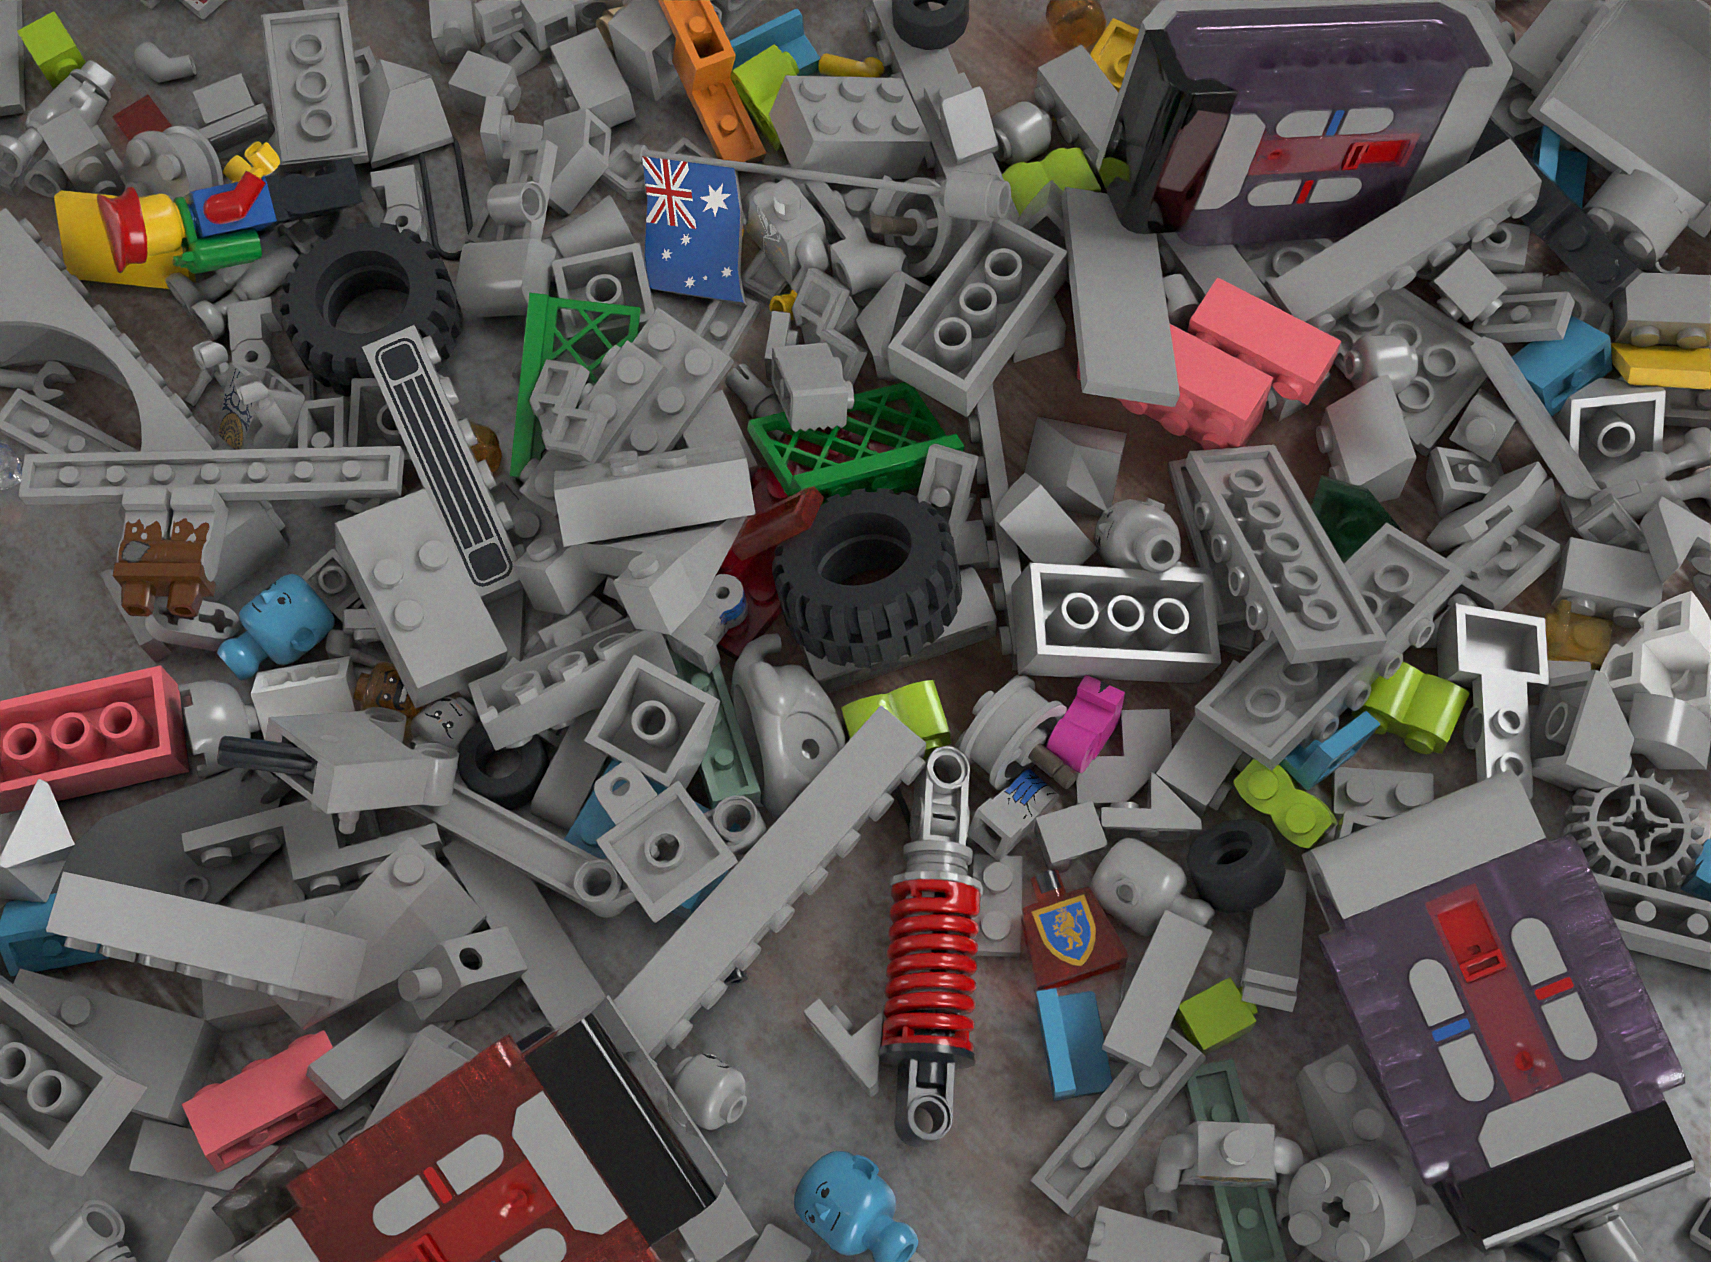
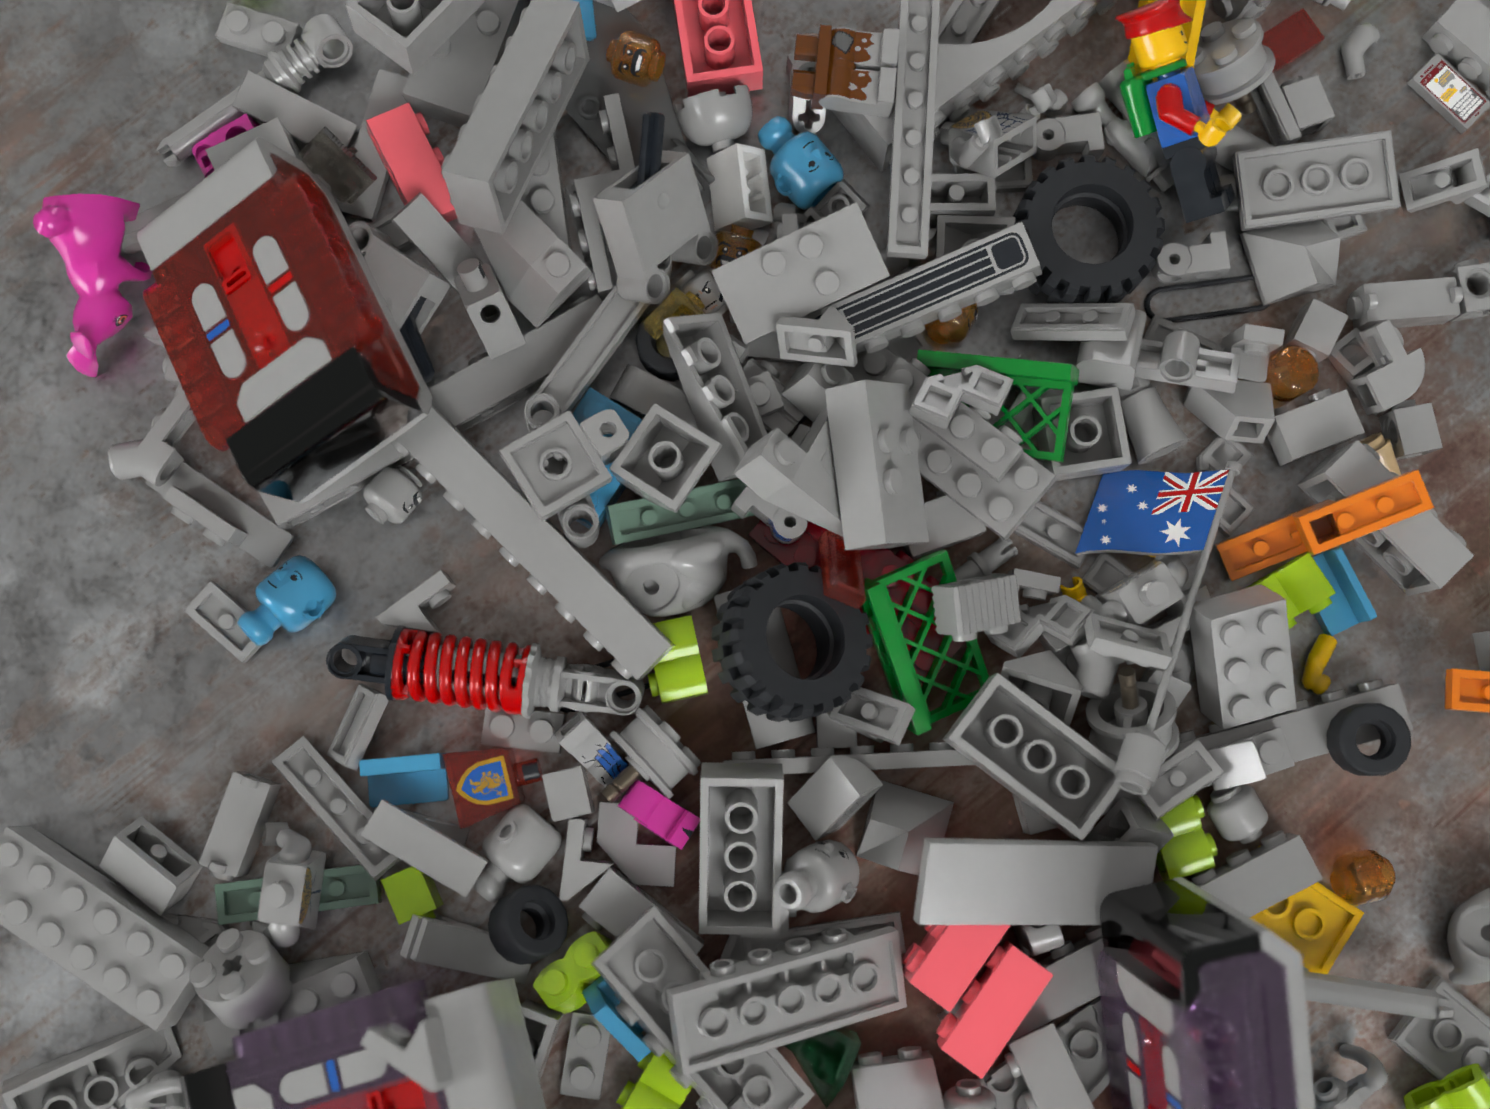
camera: 85 degrees right, 15 degrees up
(135, 822) = (636, 58): none -> clear orange head
(474, 750) = (672, 306): none -> clear yellow bracket
(476, 315) = (1074, 322): none -> light grey tile
(505, 554) = (817, 341): none -> light grey slope
(532, 99) = (1291, 373): none -> clear orange head
(842, 224) = (1127, 641): none -> light grey plate
(980, 157) = (1180, 779): none -> light grey plate
(1011, 1108) = (358, 726): none -> light grey tile
(1414, 901) = (419, 1058): none -> light grey slope

